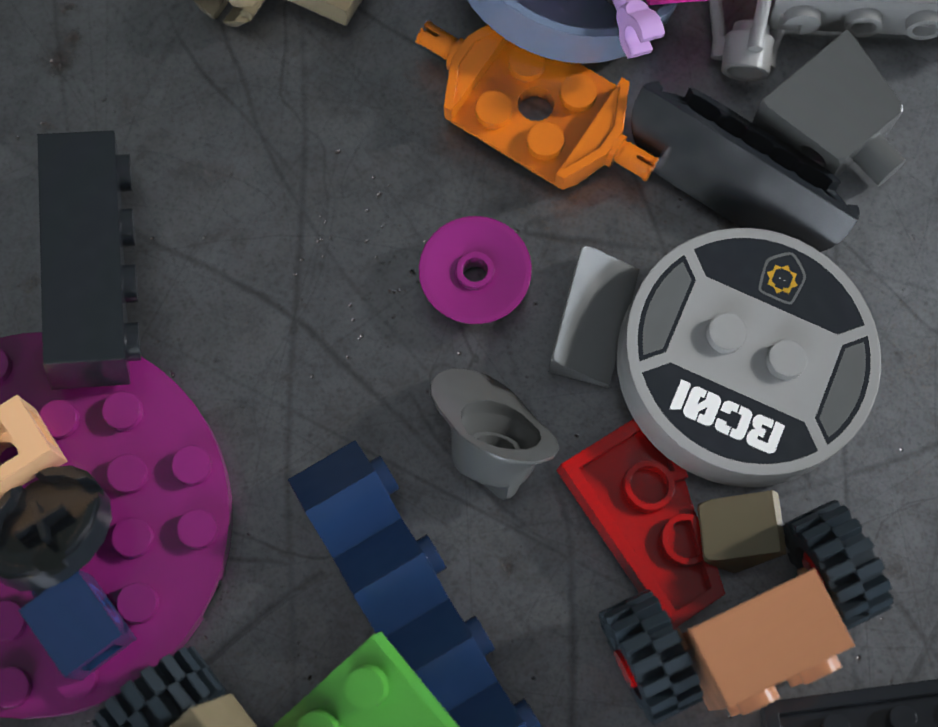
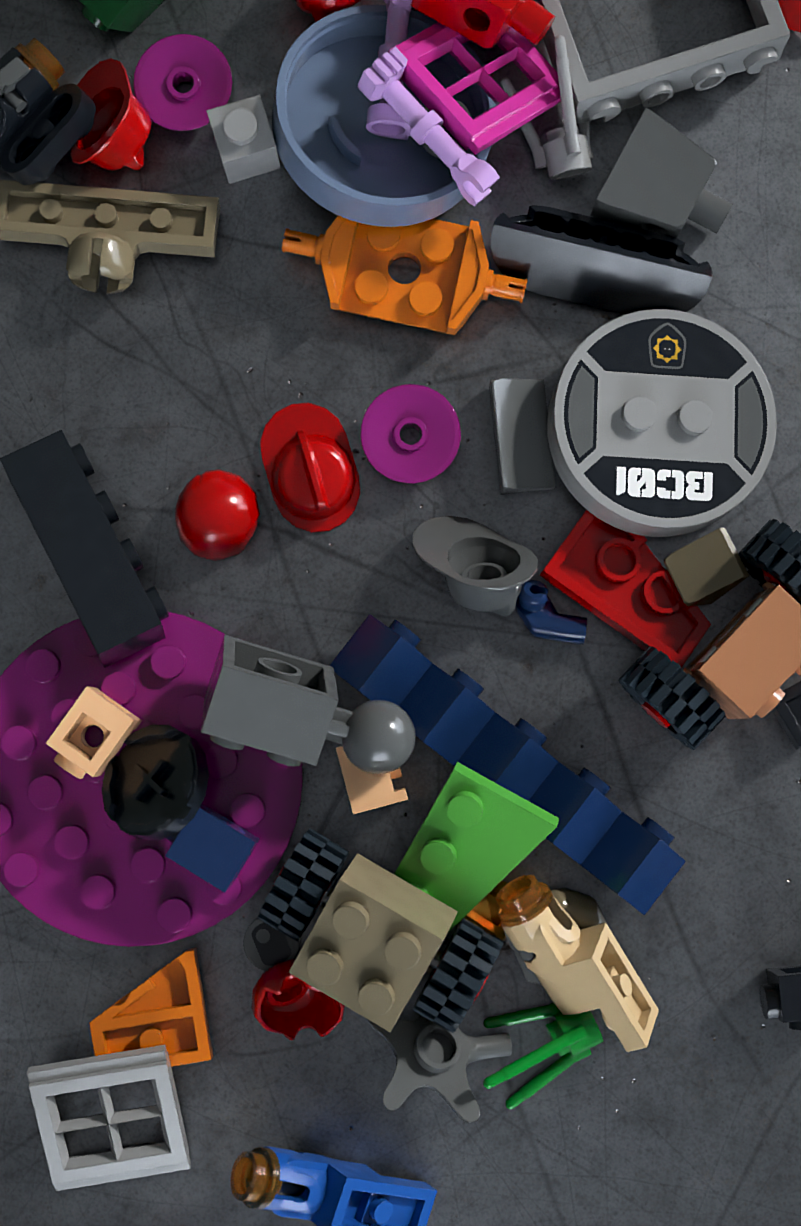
camera: 25 degrees left, 10 degrees up
(217, 498) = (291, 708): none -> dark grey brick
(240, 280) = (216, 514): none -> red hair
(286, 611) = (369, 790): none -> light nougat brick
(358, 271) = (310, 467): none -> red piece
(542, 517) = (543, 619): none -> dark blue arm

